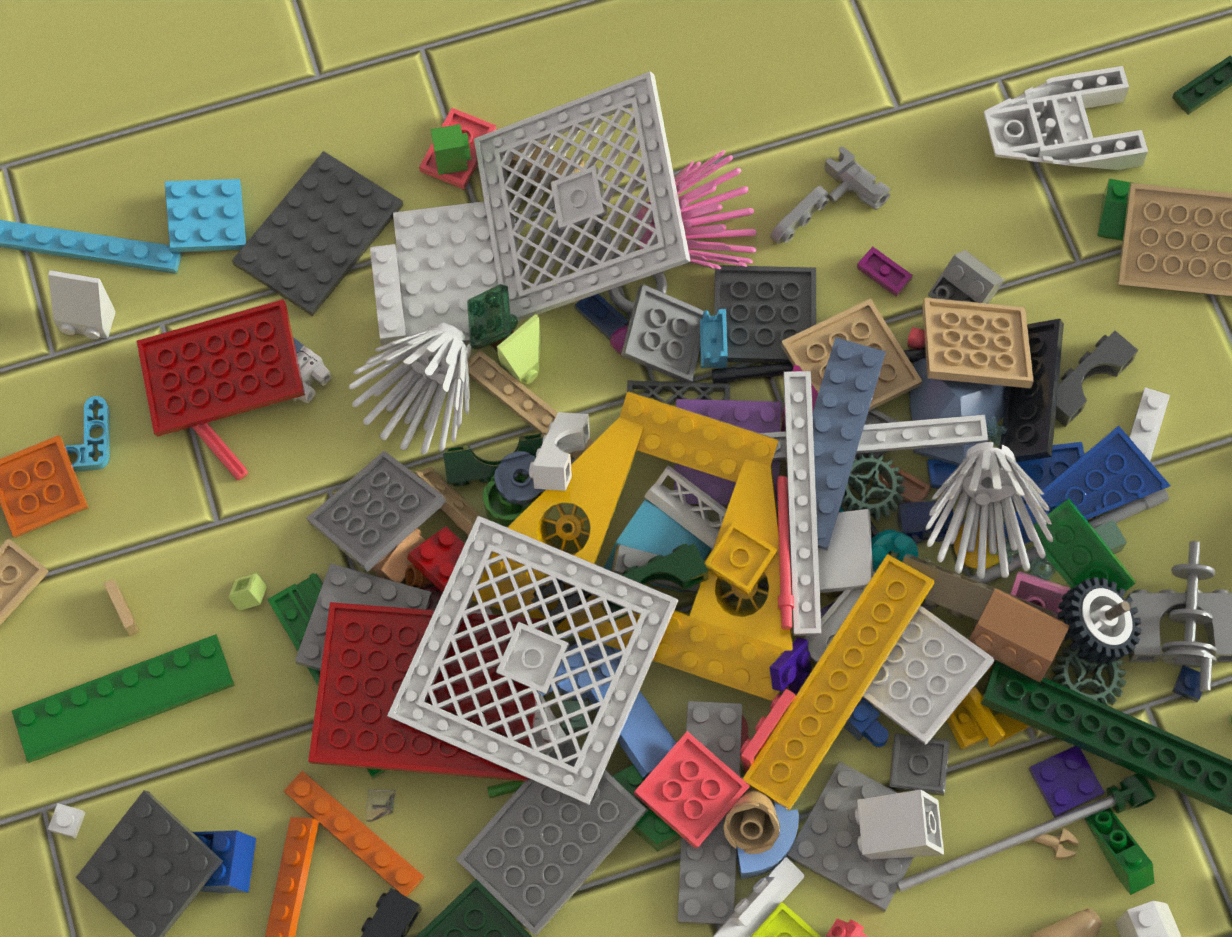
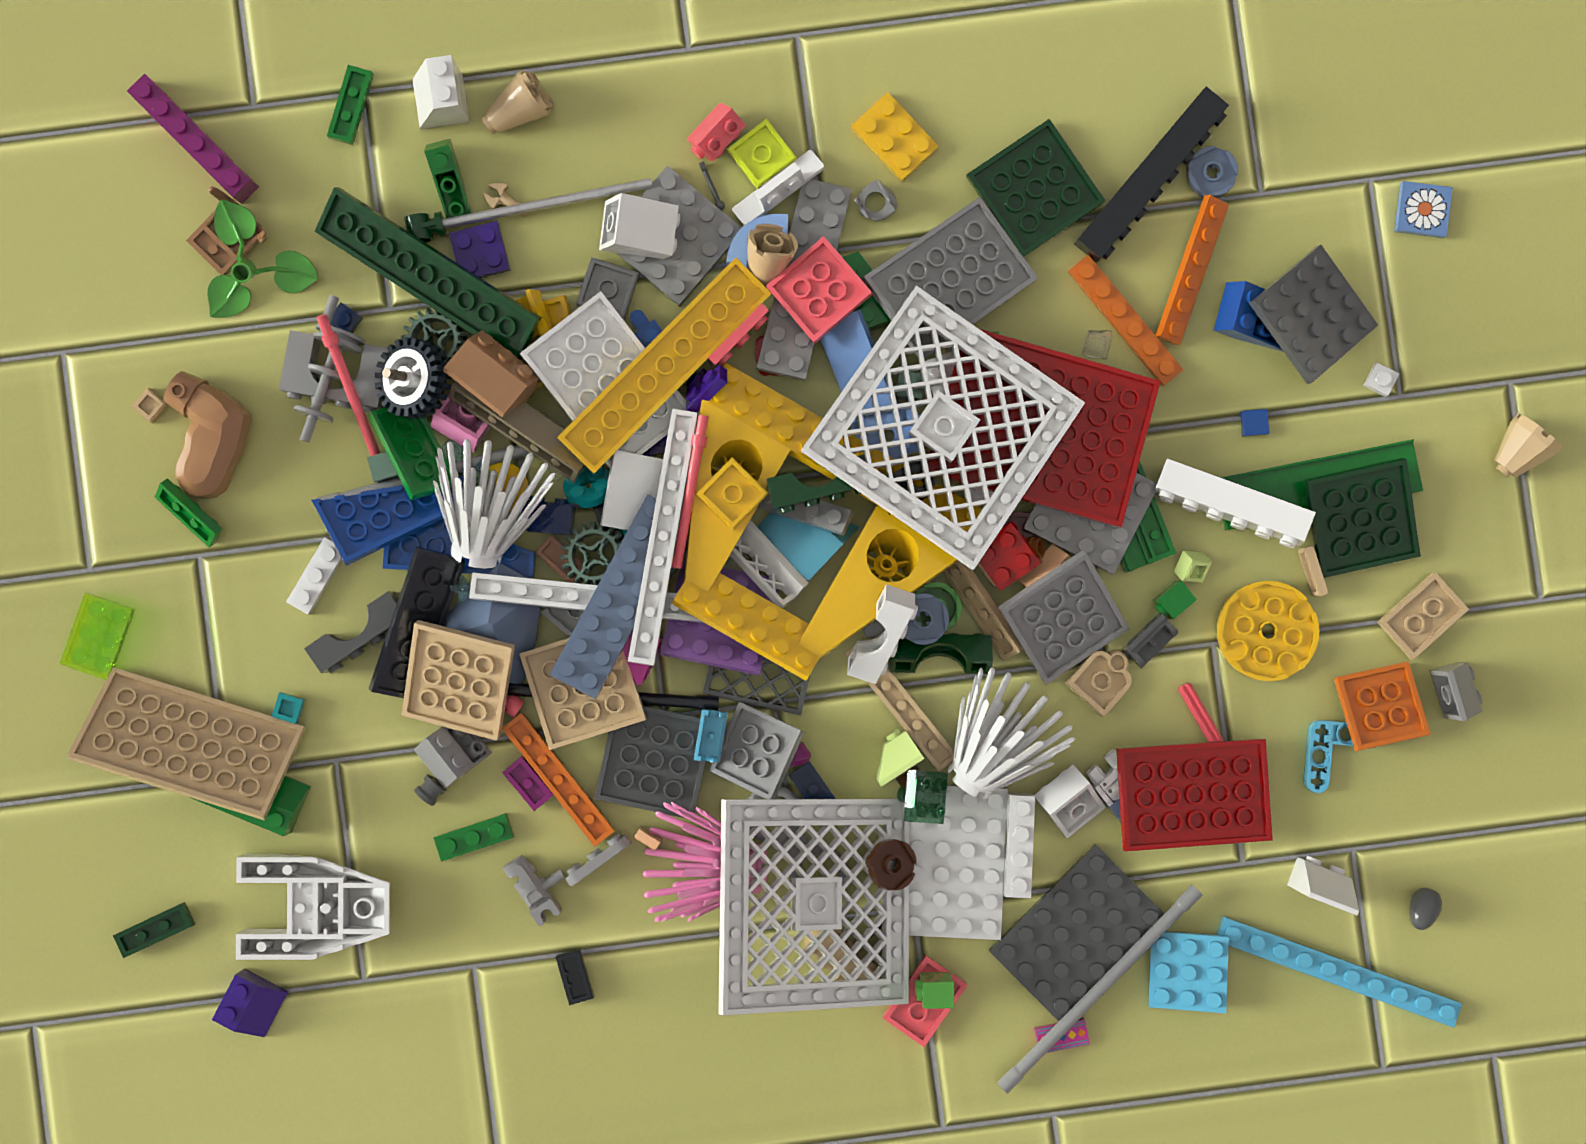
camera: 170 degrees left, 20 degrees up
(74, 667) = (1363, 517): none -> dark green plate
(177, 563) = (1293, 625): none -> yellow plate
(199, 750) = (1254, 422): none -> blue tile
(214, 649) = (1234, 503): none -> white brick
(219, 269) = (1018, 1071): none -> light grey piece
(263, 553) = (1174, 600): none -> green brick
(284, 512) = (1150, 640): none -> dark grey hinge
(323, 139) = (1074, 1037): none -> dark pink tile
(327, 465) = (1101, 680): none -> tan plate
(345, 345) = (1070, 801): none -> white slope
(524, 255) = (878, 862): none -> reddish brown plate
(638, 923) = (890, 201): none -> light grey piece
(756, 240) = (647, 838): none -> light nougat tile
(798, 112) = (574, 976): none -> black plate
(819, 879) = (719, 204): none -> dark grey hinge
(855, 279) = (558, 779): none -> orange plate
(925, 217) = (473, 837): none -> green plate
(980, 246) = (430, 790): none -> dark grey wheel
(1099, 38) = (250, 1004): none -> dark purple slope
(1138, 298) = (288, 707): none -> teal plate
(1192, 635) = (331, 341): none -> coral bar

